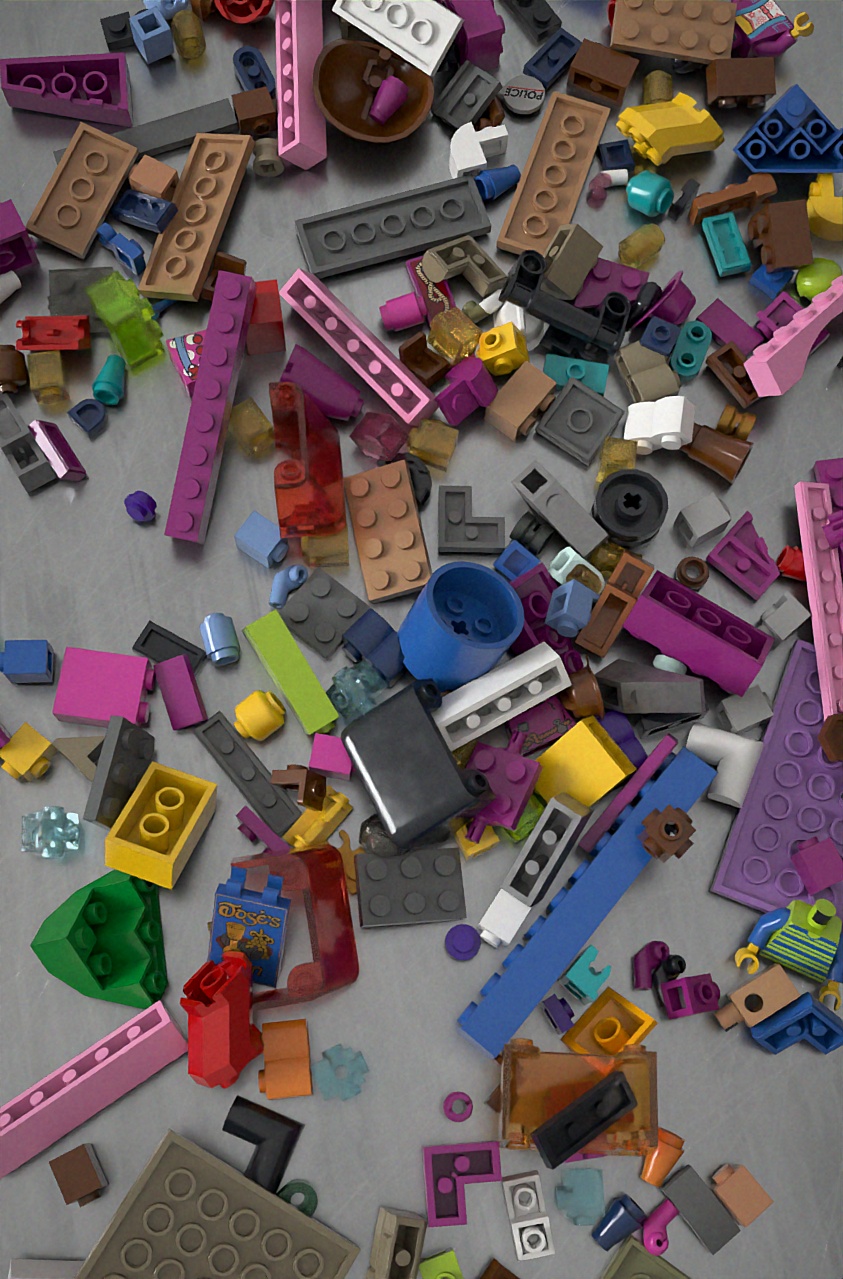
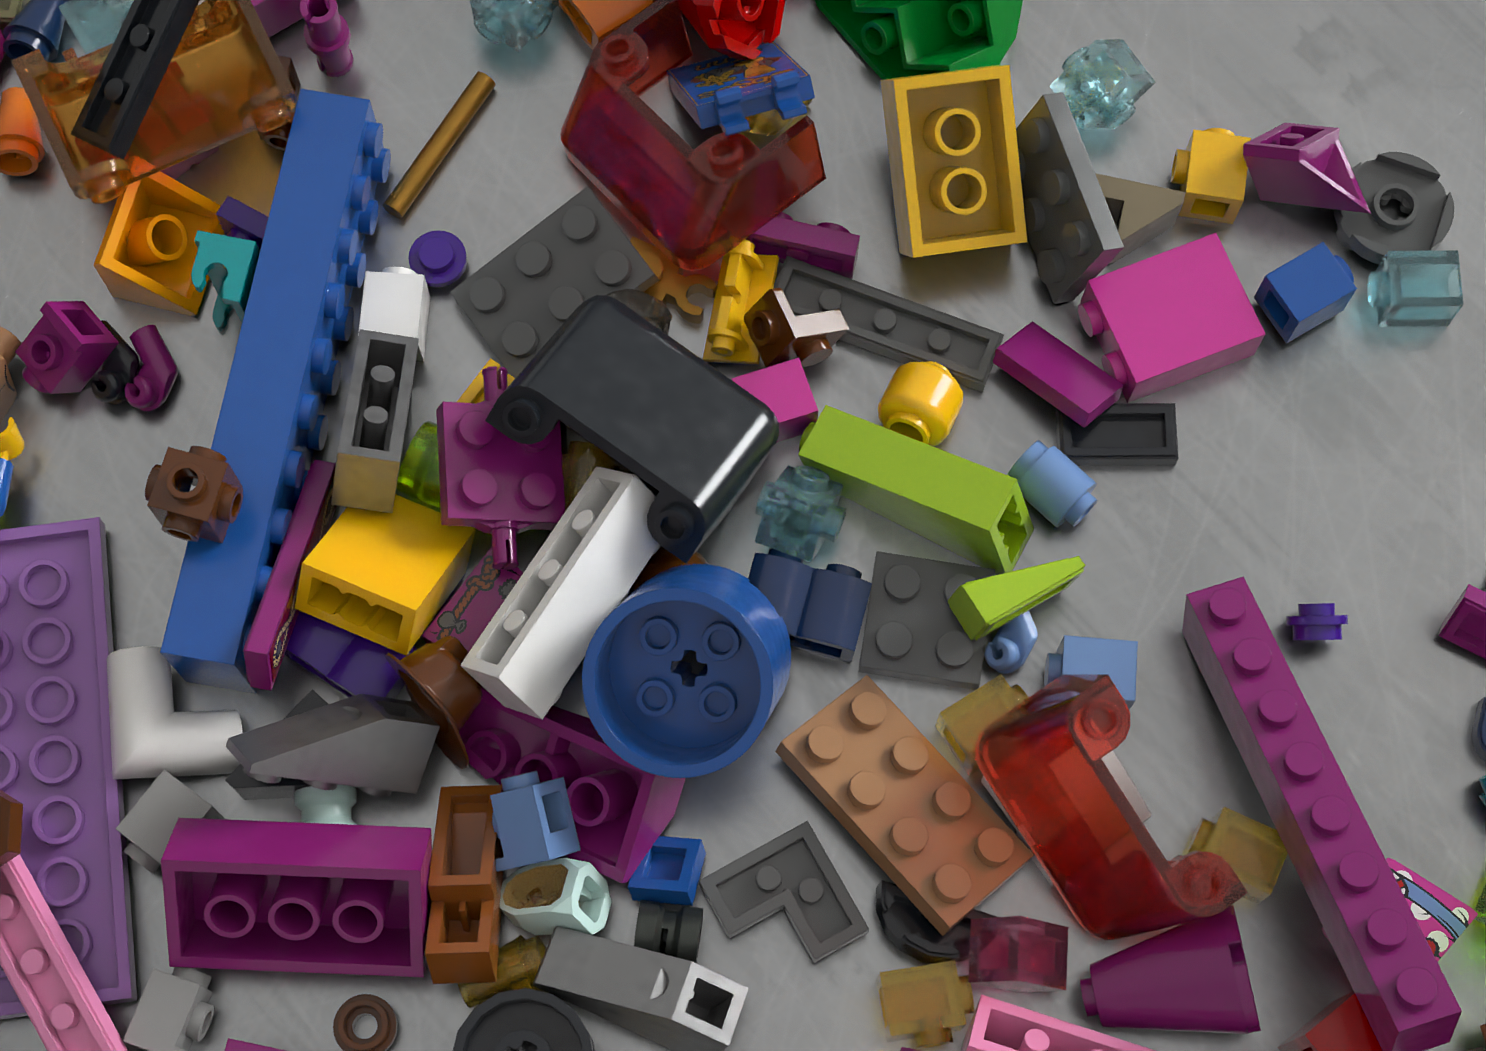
camera: 155 degrees right, 0 degrees up
(284, 588) = (998, 599): none -> lime slope
(425, 1014) = (439, 145): none -> pearl gold bar

